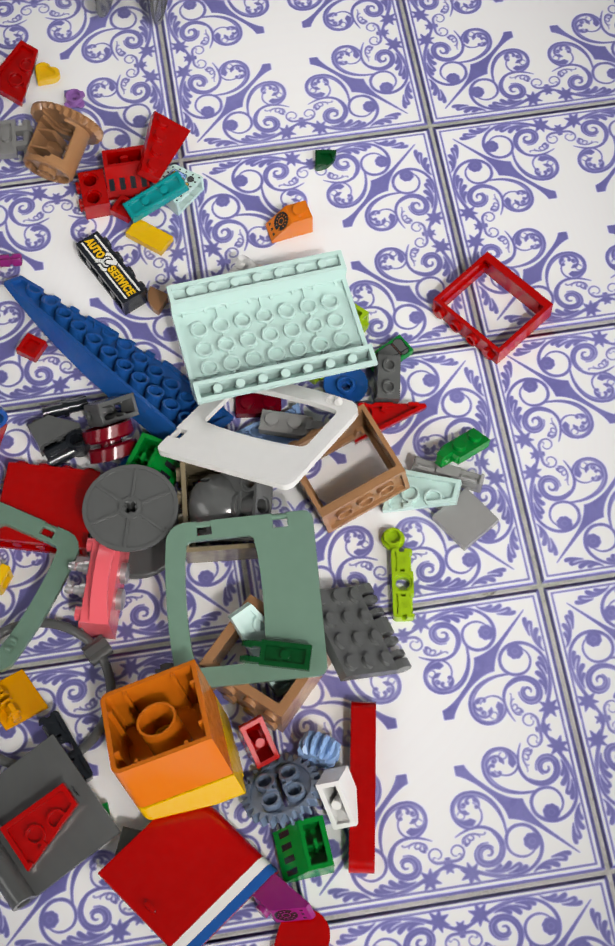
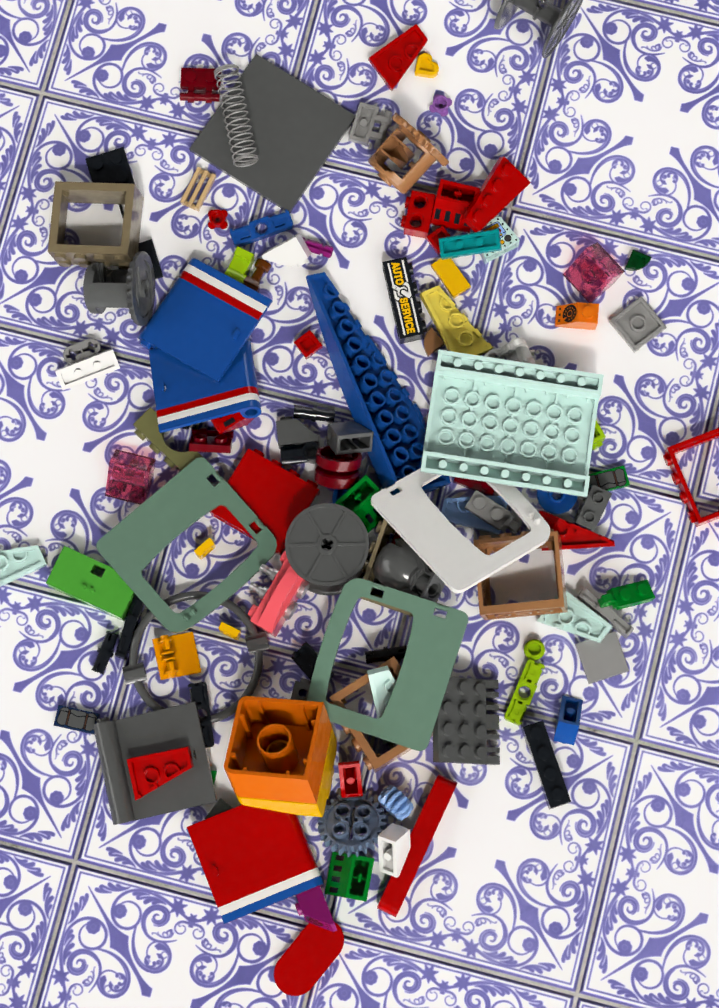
camera: 25 degrees right, 15 degrees up
(62, 650) = (229, 631): none -> yellow tile
(158, 645) = (306, 659): none -> black hinge
(159, 270) = (452, 324): none -> light yellow wing
(223, 614) = (385, 654): none -> black pin
(279, 654) = (393, 722): dark green hinge -> none
(286, 180) = (593, 272): none -> clear pink slope
(351, 211) = (637, 324): none -> light grey tile
(461, 592) = (568, 720): none -> blue slope
(474, 656) = (546, 764): none -> black arch

